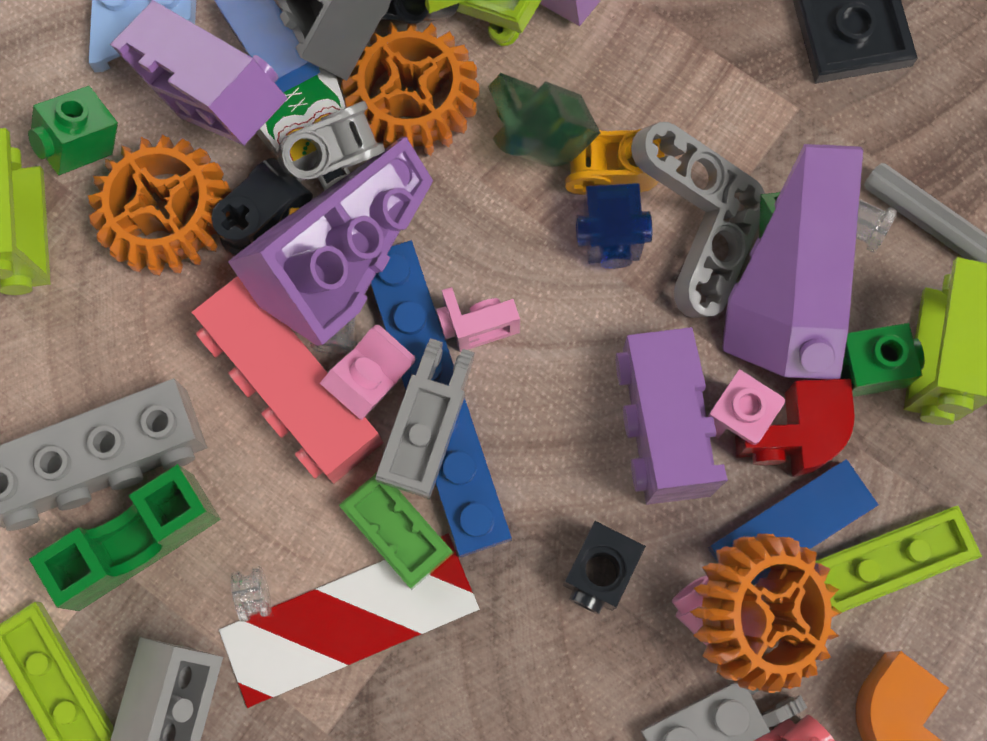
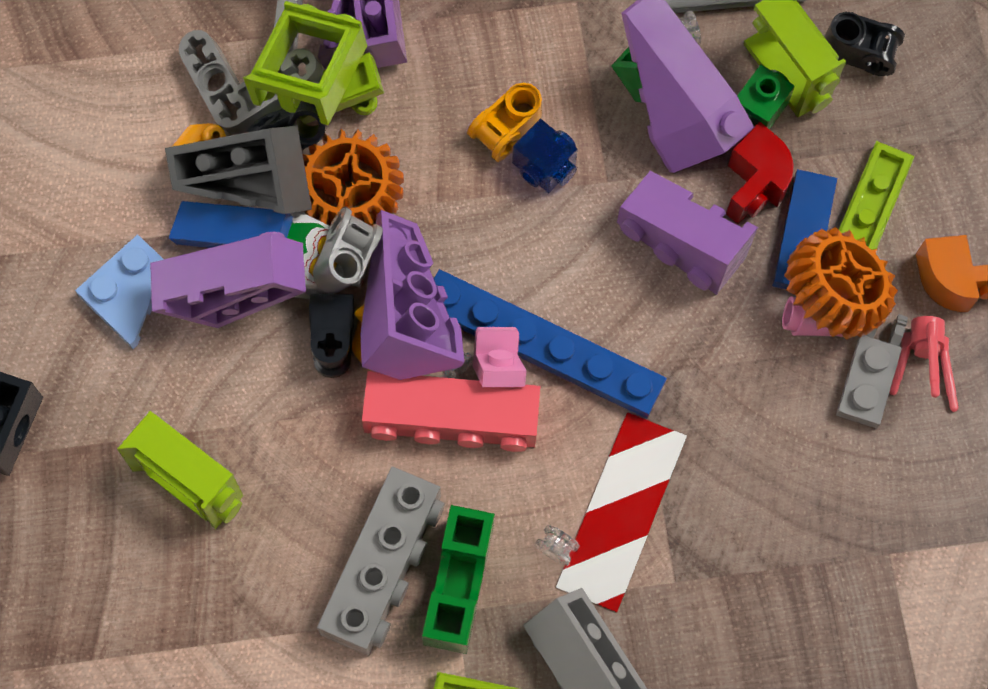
camera: 50 degrees left, 5 degrees down
(72, 130) = (170, 387): green brick -> none
(123, 222) = (237, 373): orange gear -> none
(396, 531) = (599, 434): bright green plate -> none
(424, 424) = (561, 356): light grey hinge -> none
(484, 324) = (531, 275): bright pink bracket -> none
(541, 123) = (455, 137): clear green brick -> none
(620, 551) = (732, 328): black brick -> none
(718, 204) = (601, 90): light grey beam -> none
(746, 408) = (720, 186): bright pink bracket -> none

